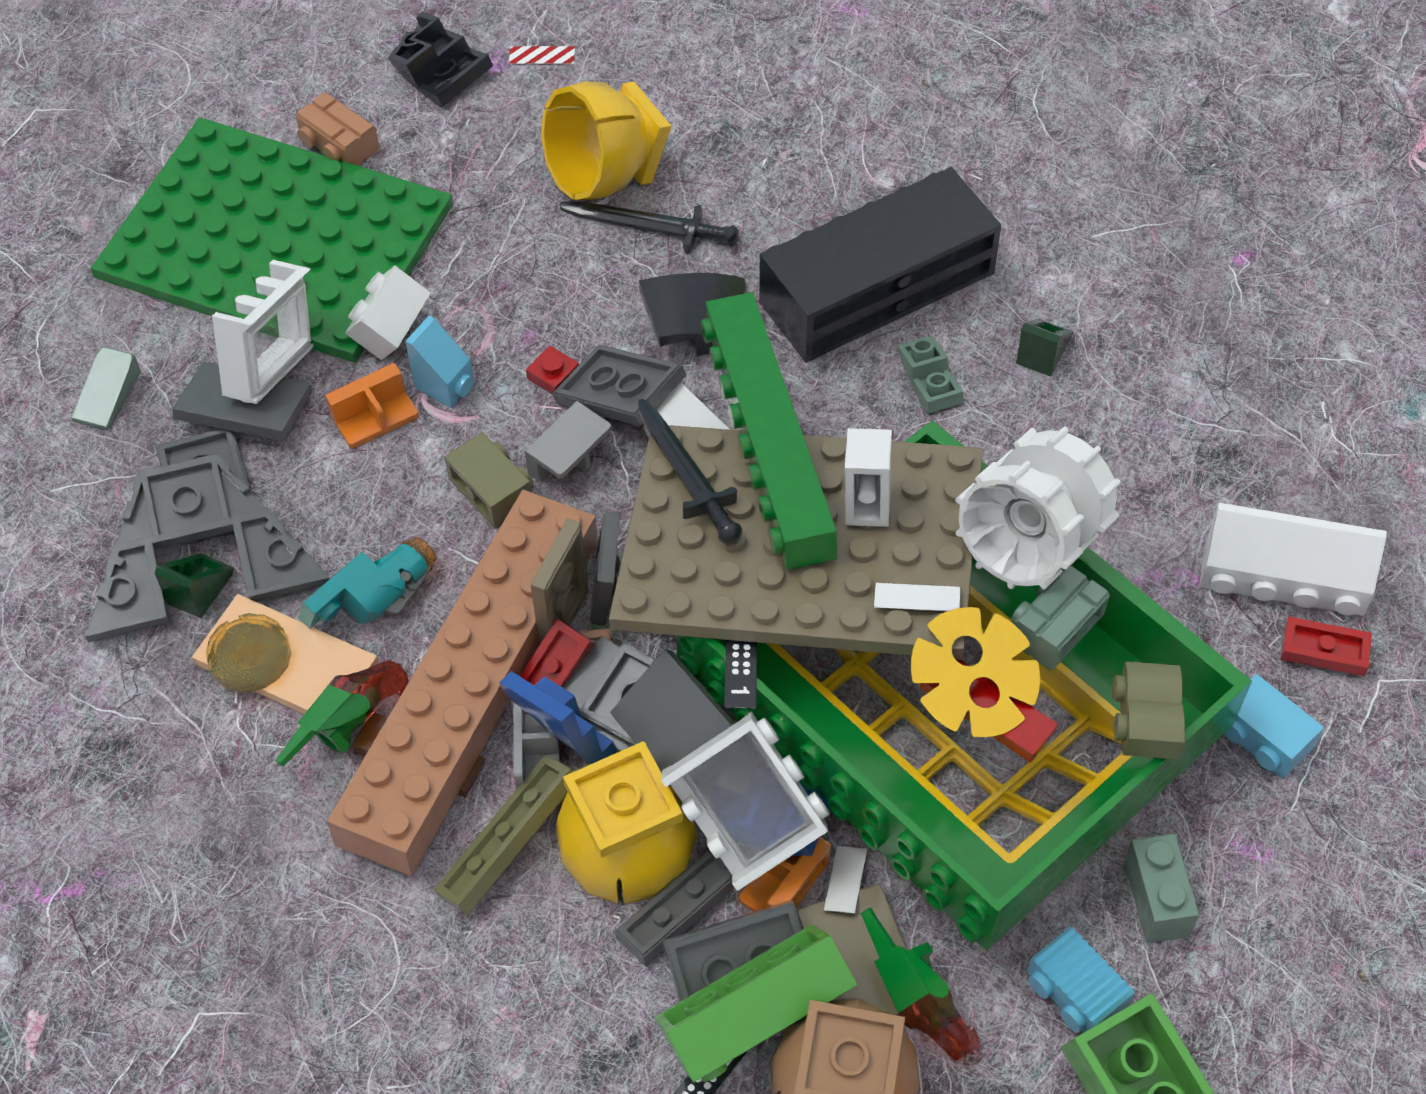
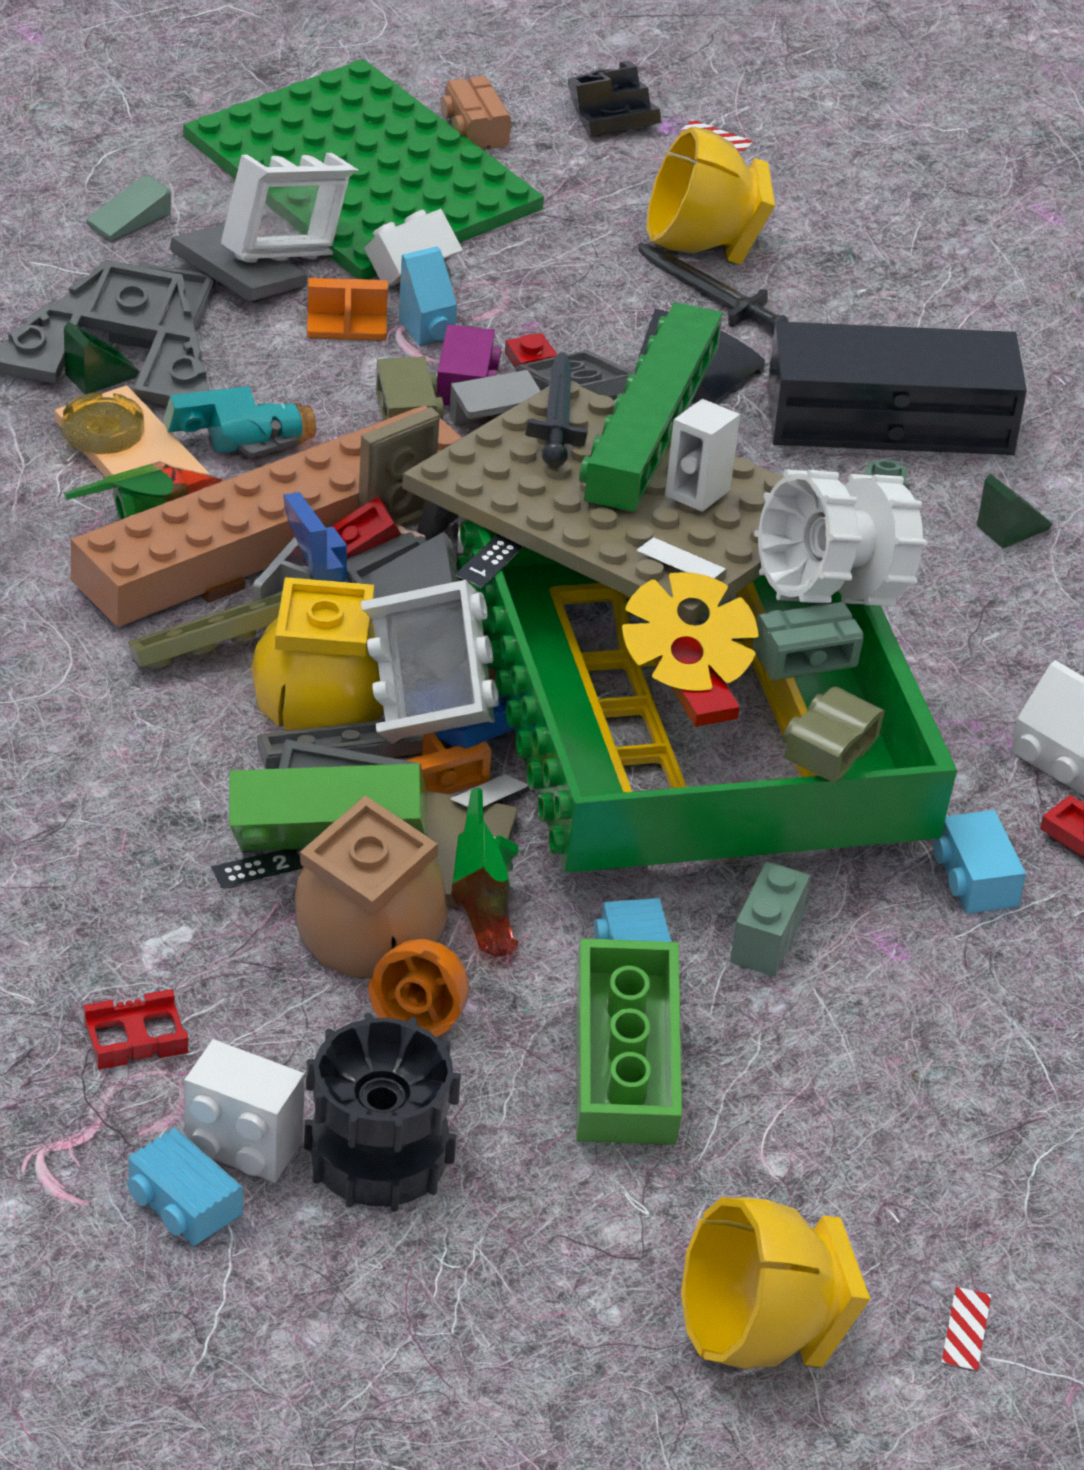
camera: 25 degrees right, 15 degrees down
(513, 413) = (466, 356): none -> magenta brick

